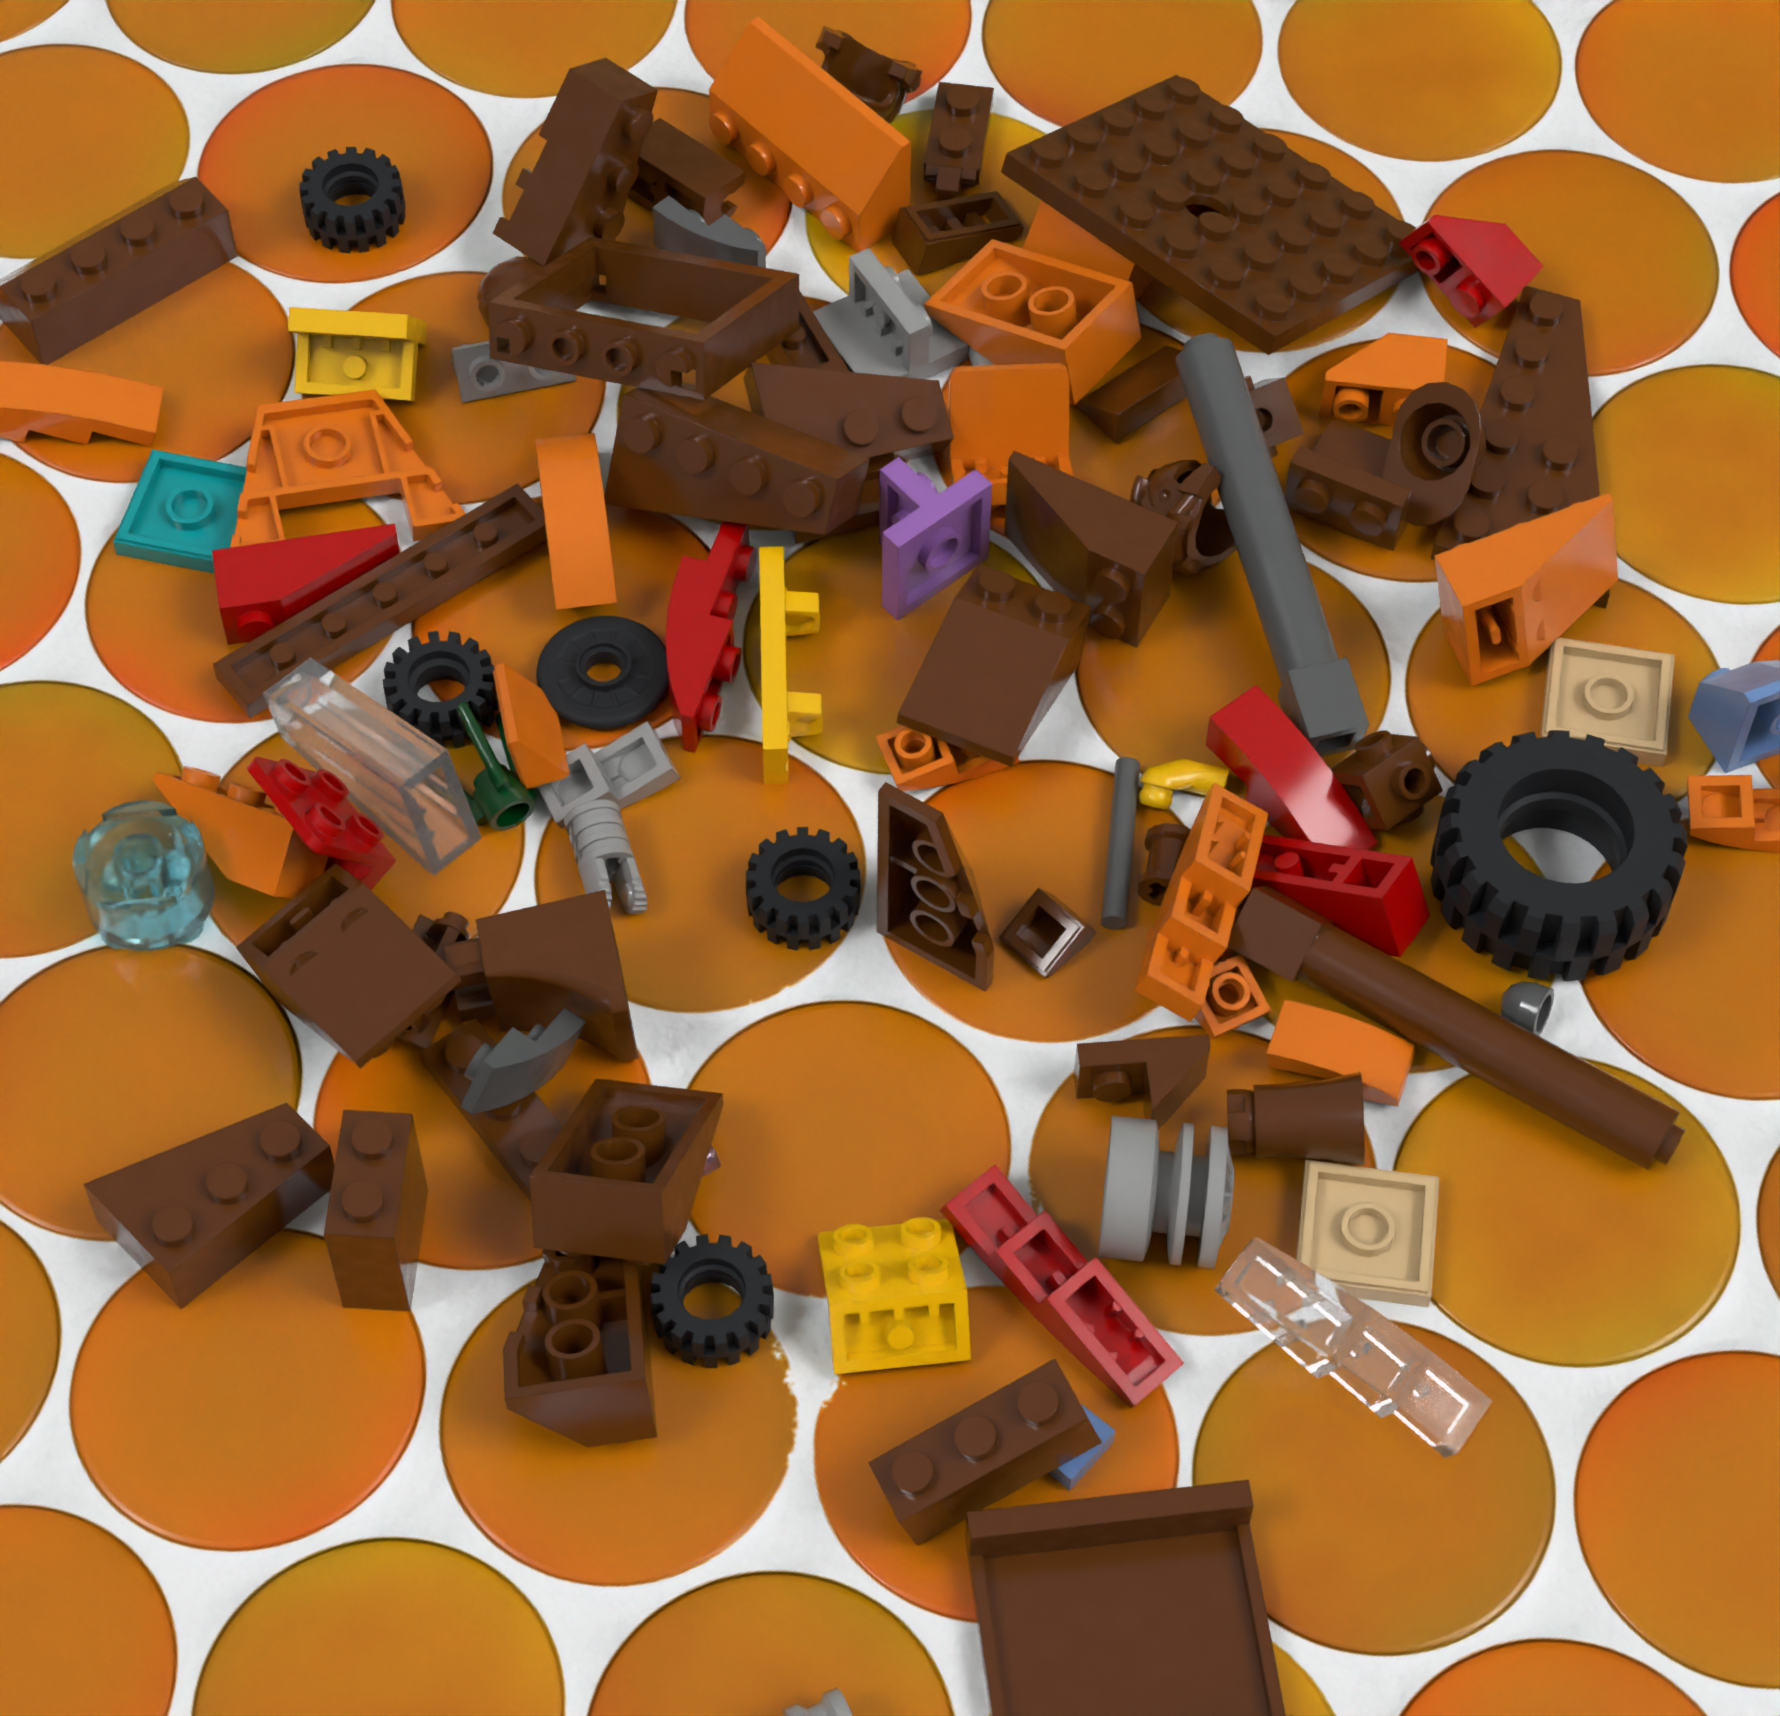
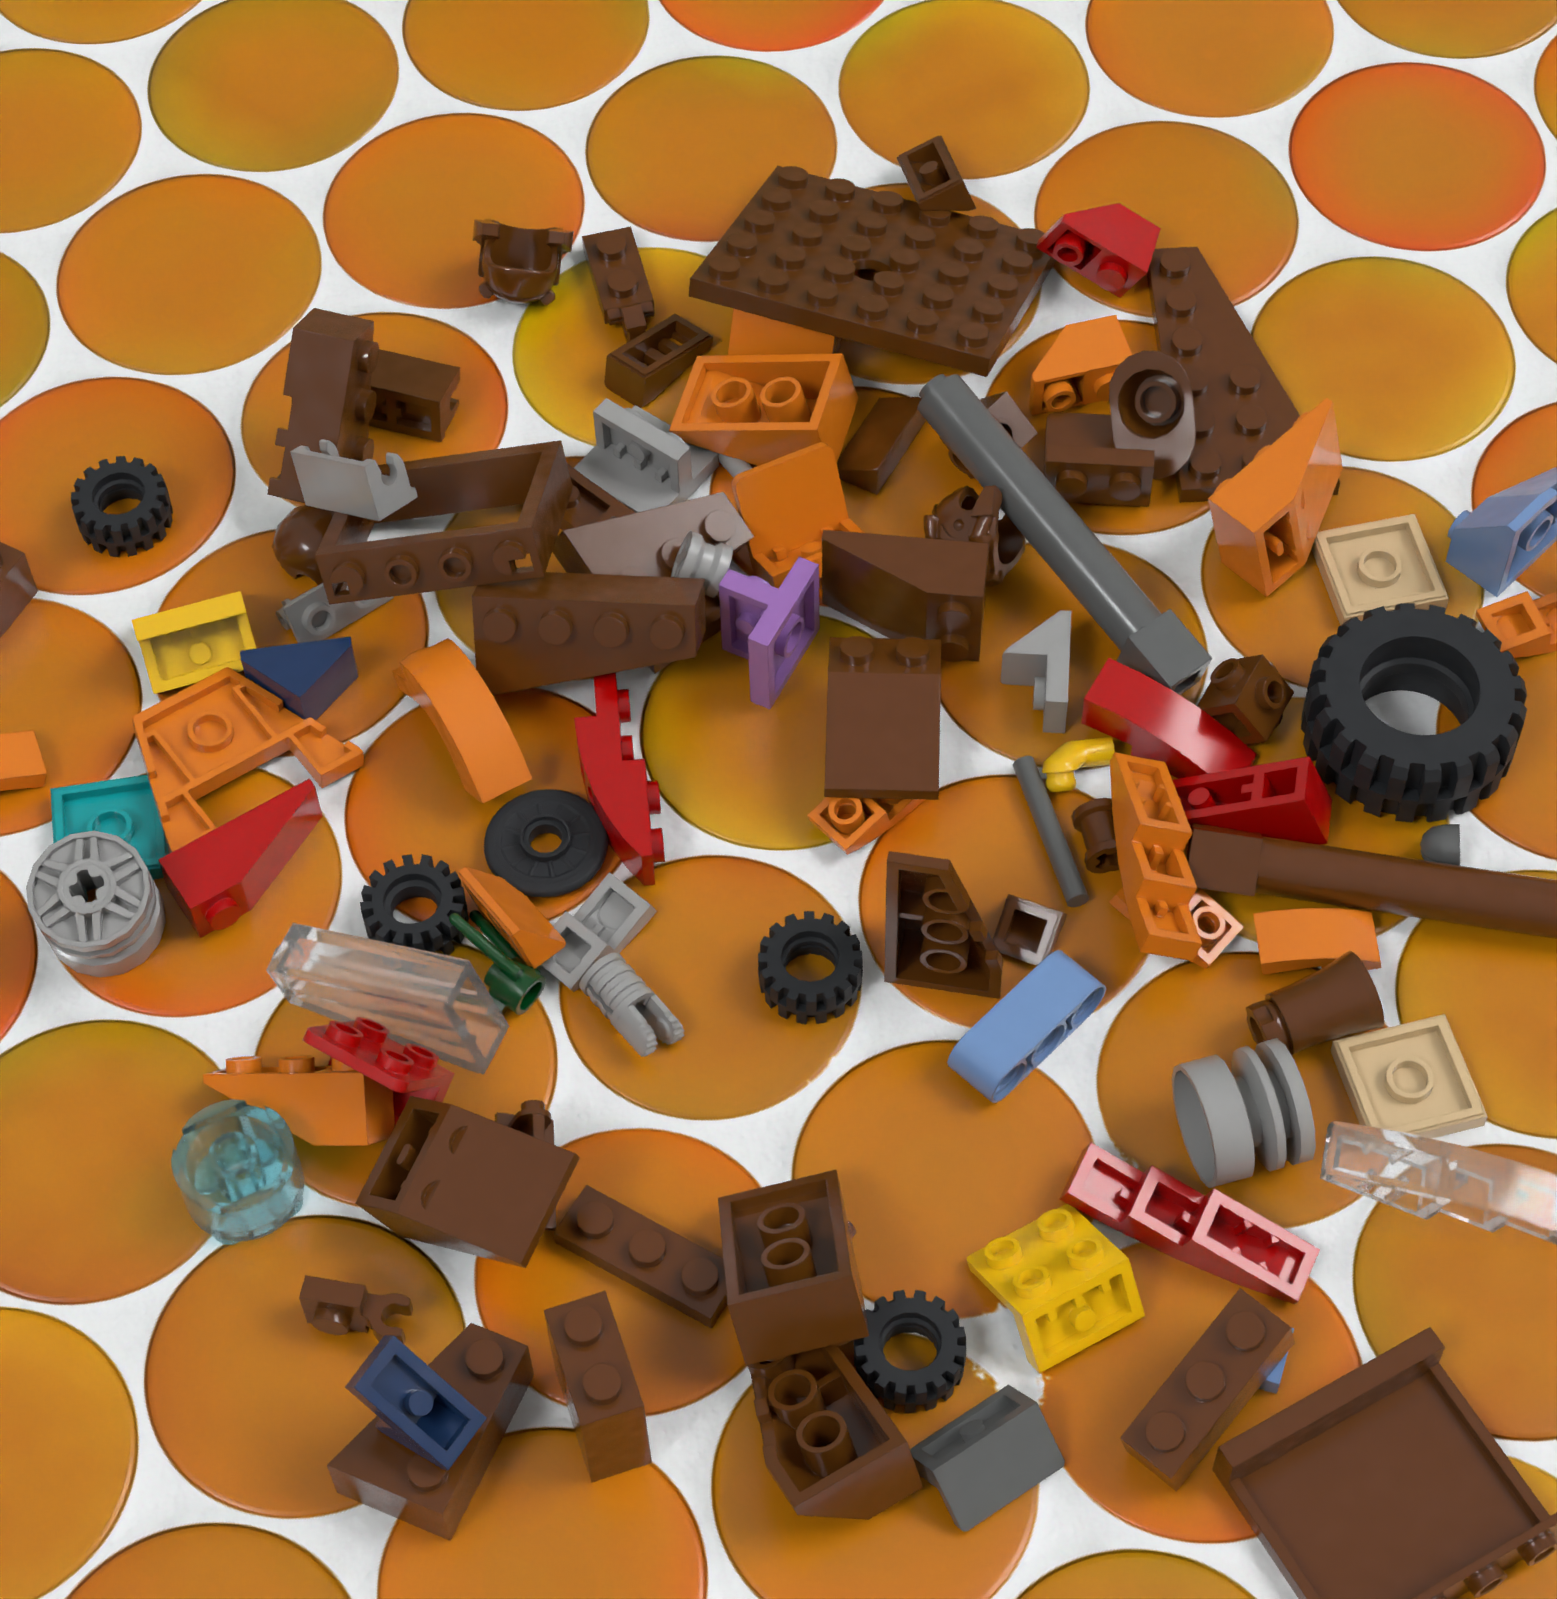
camera: 20 degrees left, 0 degrees up
(132, 571) = (114, 929): none -> light grey wheel
(182, 1152) = (415, 1403): none -> dark blue slope
(185, 1045) = (346, 1306): none -> reddish brown plate
(386, 596) = (324, 848): reddish brown plate -> none
(447, 423) = (303, 674): none -> dark blue slope
(520, 1063) = (653, 1214): dark grey slope -> none
(545, 961) = (646, 1120): reddish brown hips -> none
(563, 247) = (351, 484): none -> light grey hinge
(688, 233) = (432, 437): dark grey slope -> none
(739, 1435) = (989, 1456): none -> dark grey panel
(783, 712) = (715, 822): yellow hinge -> none
(811, 137) = (503, 318): orange slope -> none
(879, 442) = (703, 561): none -> light grey wheel
(992, 1026) = (1026, 1026): none -> medium blue beam
(1157, 1068) = (1173, 1012): reddish brown slope -> none
(1196, 670) = (1043, 662): none -> light grey slope
(1334, 139) = (935, 177): none -> reddish brown slope

